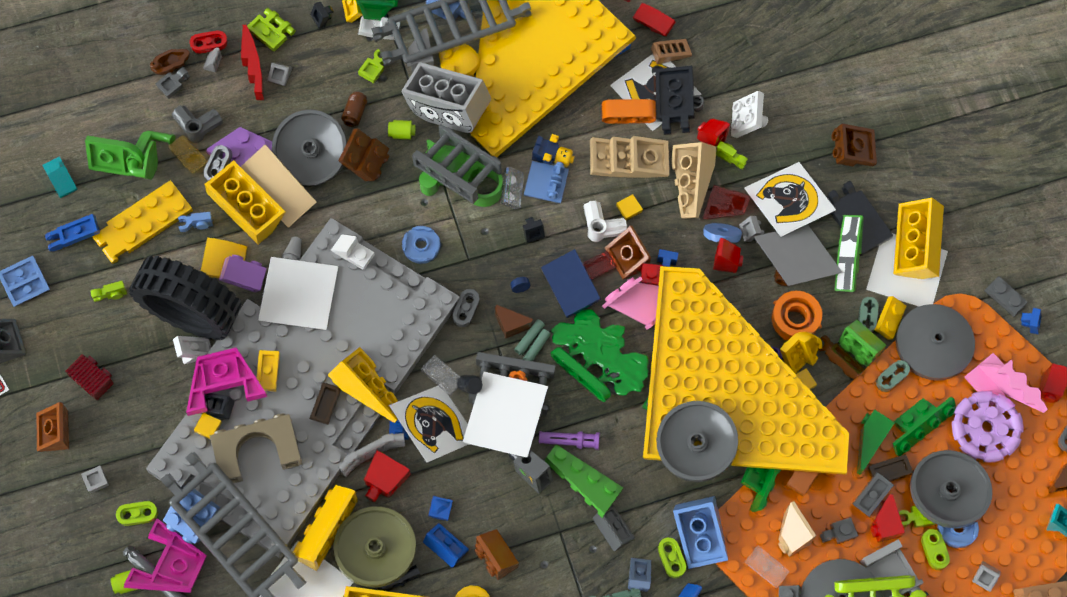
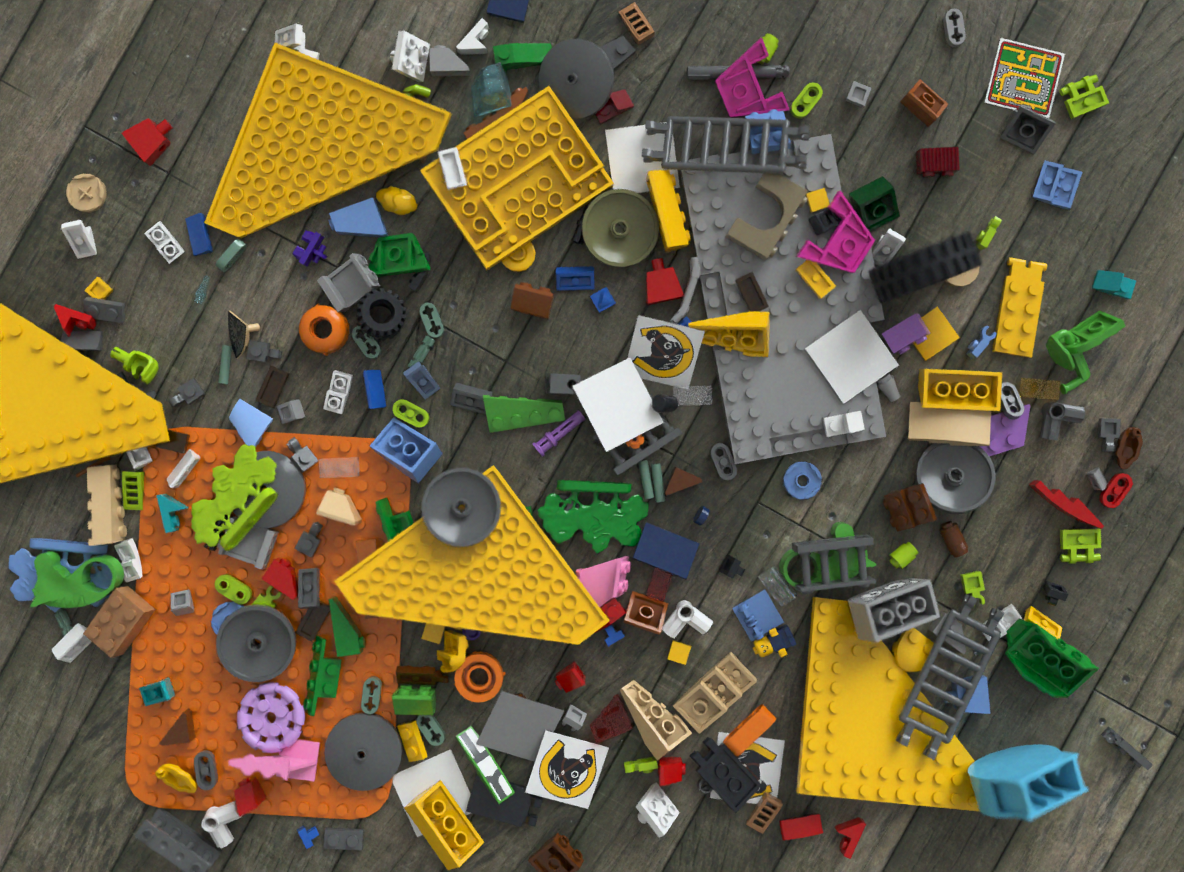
camera: 140 degrees right, 20 degrees up
(73, 232) = (1059, 252): blue hinge -> none
(167, 389) = (875, 203): none -> dark green slope
(279, 73) = (1038, 516): light grey slope -> none
(715, 231) = (591, 694): medium blue tile -> none

